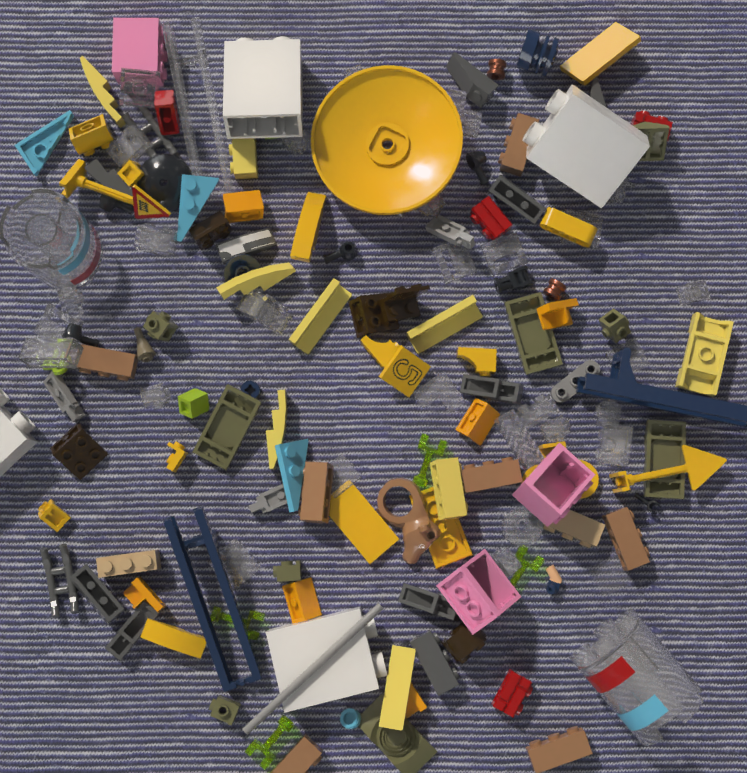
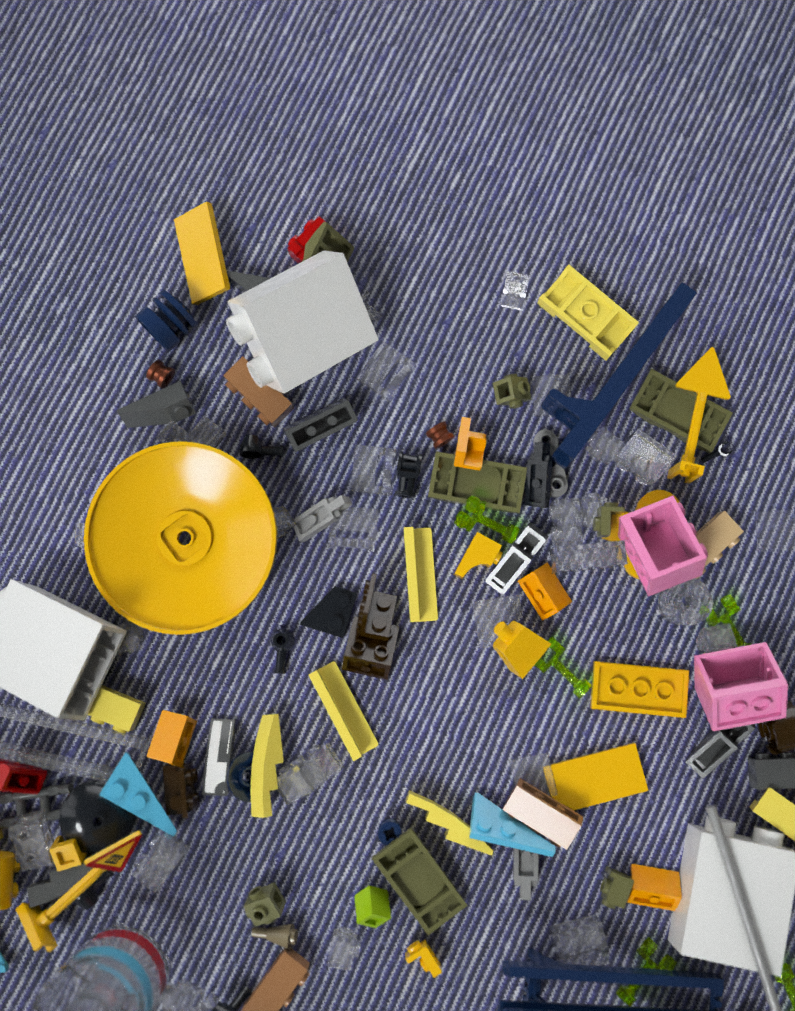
camera: 65 degrees left, 0 degrees up
(308, 227) = (234, 674): yellow slope -> none
(380, 352) = (421, 658): yellow arch -> none
(385, 275) = (332, 612): none -> black wing
(404, 371) = (452, 646): yellow tile -> none
(416, 526) = (630, 717): medium nougat animal -> none
(427, 419) = (518, 647): none -> yellow torso
(448, 488) = (608, 661): light yellow brick -> none
(490, 218) = (326, 465): red brick -> none
(491, 475) = (612, 607): medium nougat brick -> none
(515, 339) = (477, 507): none -> clear neon green bar
(549, 434) = (602, 522): none -> olive bracket
(555, 580) = (757, 594): arm -> none
(561, 375) = (539, 476): none -> black hinge
(568, 227) = (380, 385): yellow beam -> none
(626, 538) = (747, 495): medium nougat brick -> none

